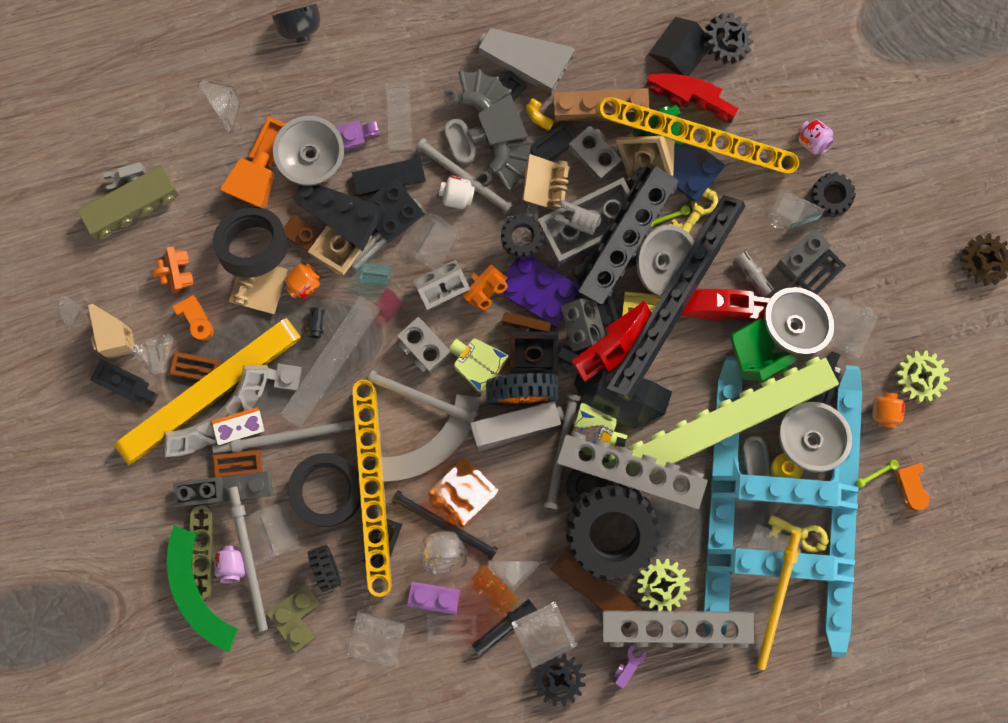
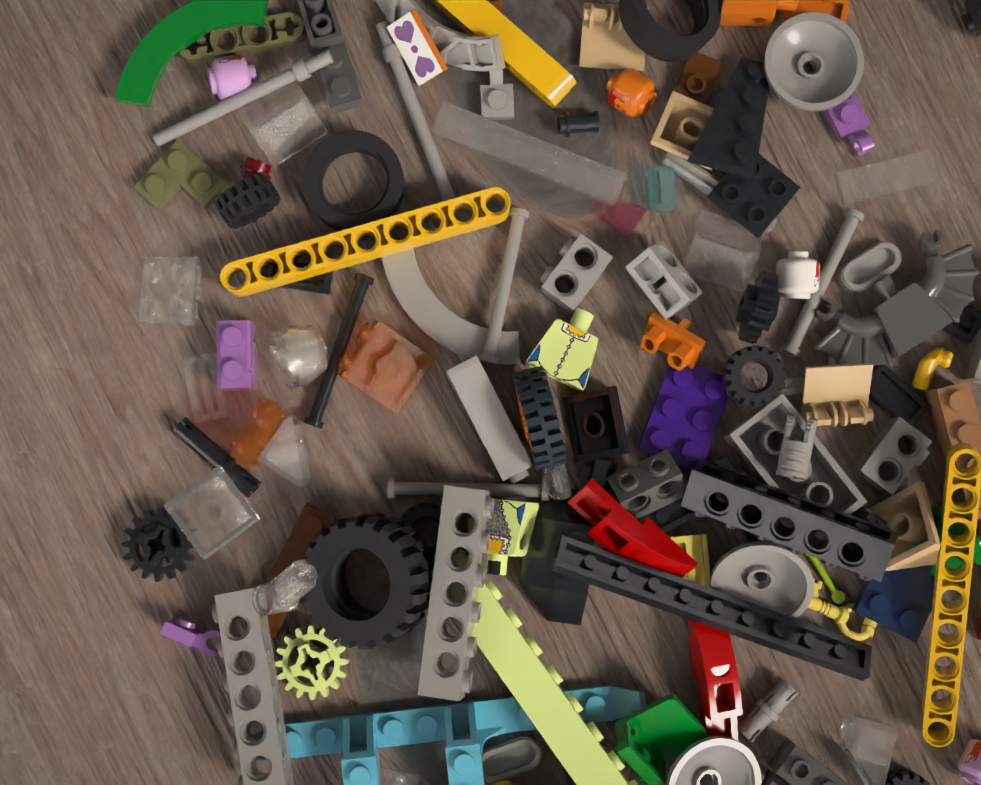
camera: 70 degrees right, 5 degrees up
(258, 462) = (375, 87): dark orange tile -> none
(301, 560) = (255, 166): none -> dark red plate
(374, 179) = (792, 159): black tile -> none
(474, 223) = (758, 307): none -> black gear
(524, 323) = (633, 406): reddish brown plate -> none
(569, 387) = (556, 482): none -> clear tile
(609, 588) = (285, 590): none -> clear piece

